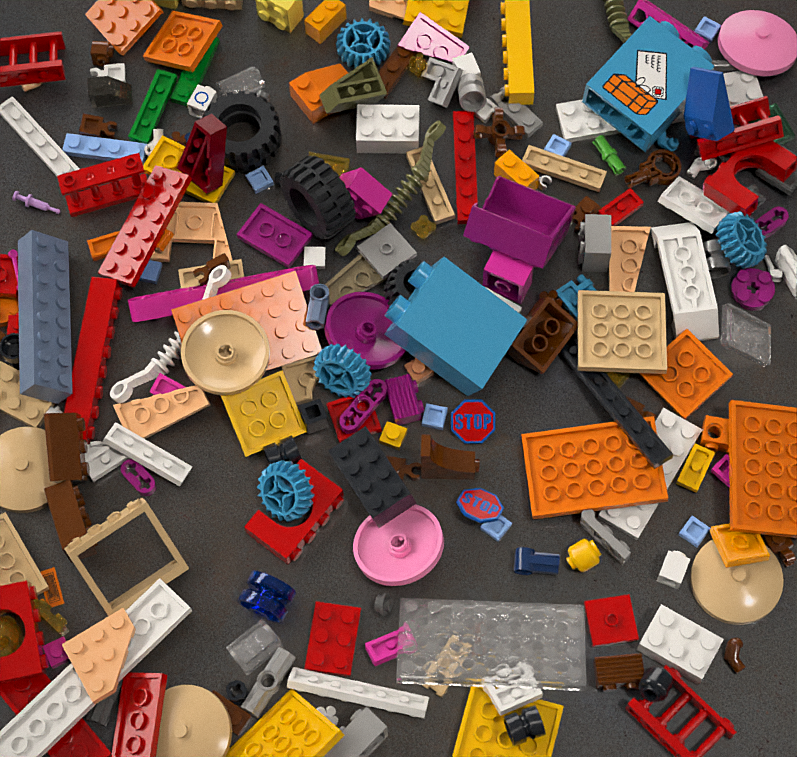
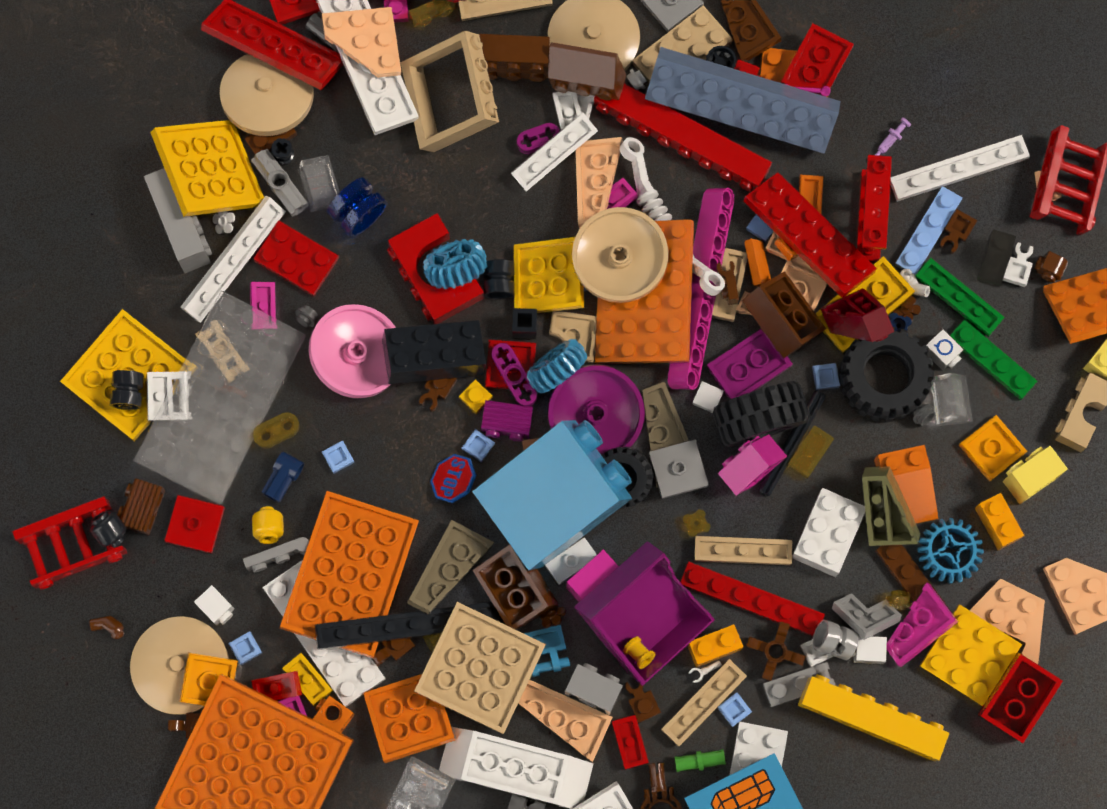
camera: 110 degrees right, 10 degrees up
(53, 595) = (455, 24): sticker -> none
(182, 41) = (1028, 355): orange plate -> none
(184, 259) = (757, 261): none -> orange tile
(223, 218) = (783, 314): none -> reddish brown slope
(267, 46) = (992, 448): none -> light orange tile
(317, 306) = (636, 369): sand blue piece -> none
(420, 171) = (755, 540): olive piece -> none
(445, 462) = (419, 431): reddish brown arch -> none
(480, 505) = (362, 447): piece -> none
(497, 586) = (275, 429): none -> clear yellow plate
(539, 393) = (450, 562): none -> dark tan wing
(550, 220) = (639, 652): none -> yellow bush
(680, 644) = (138, 575): white brick -> none
(715, 485) = (279, 686): none -> red plate

